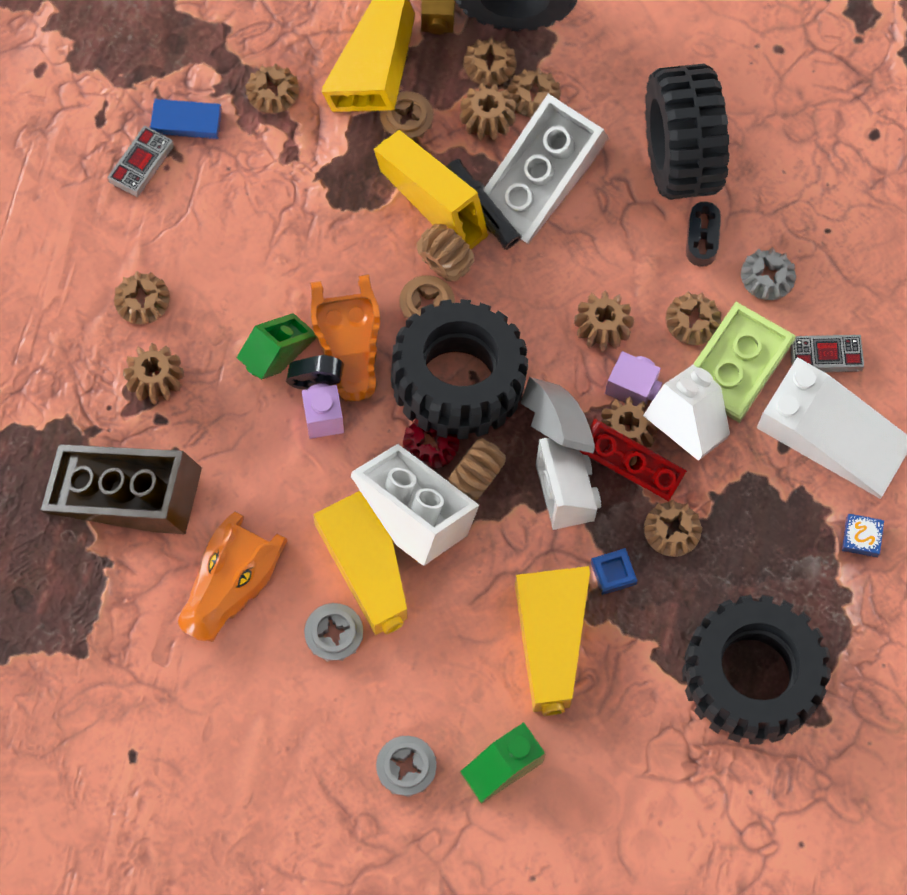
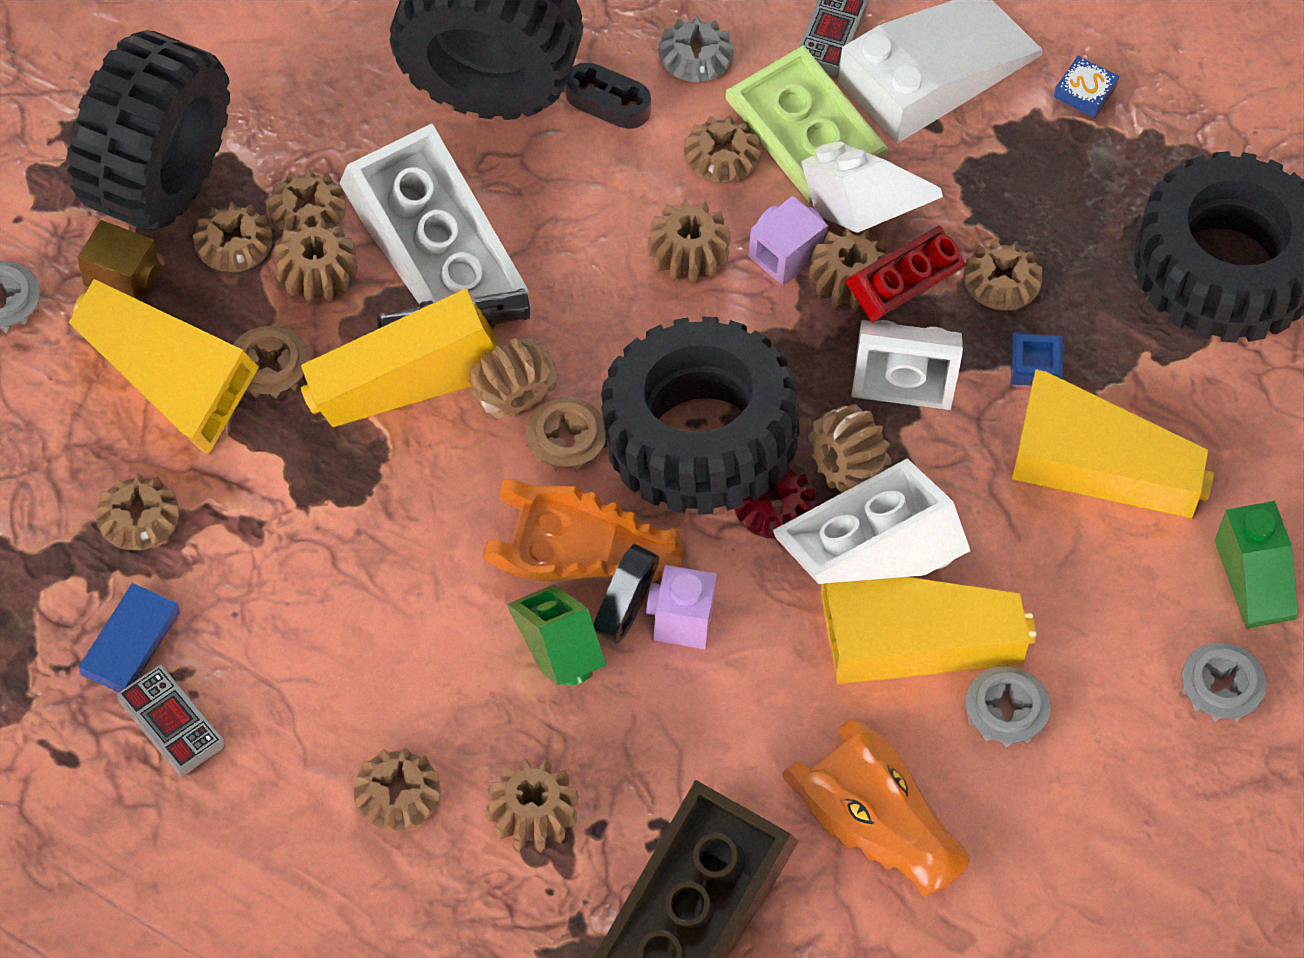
camera: 70 degrees left, 10 degrees down
(558, 415) = (828, 319): light grey slope -> none

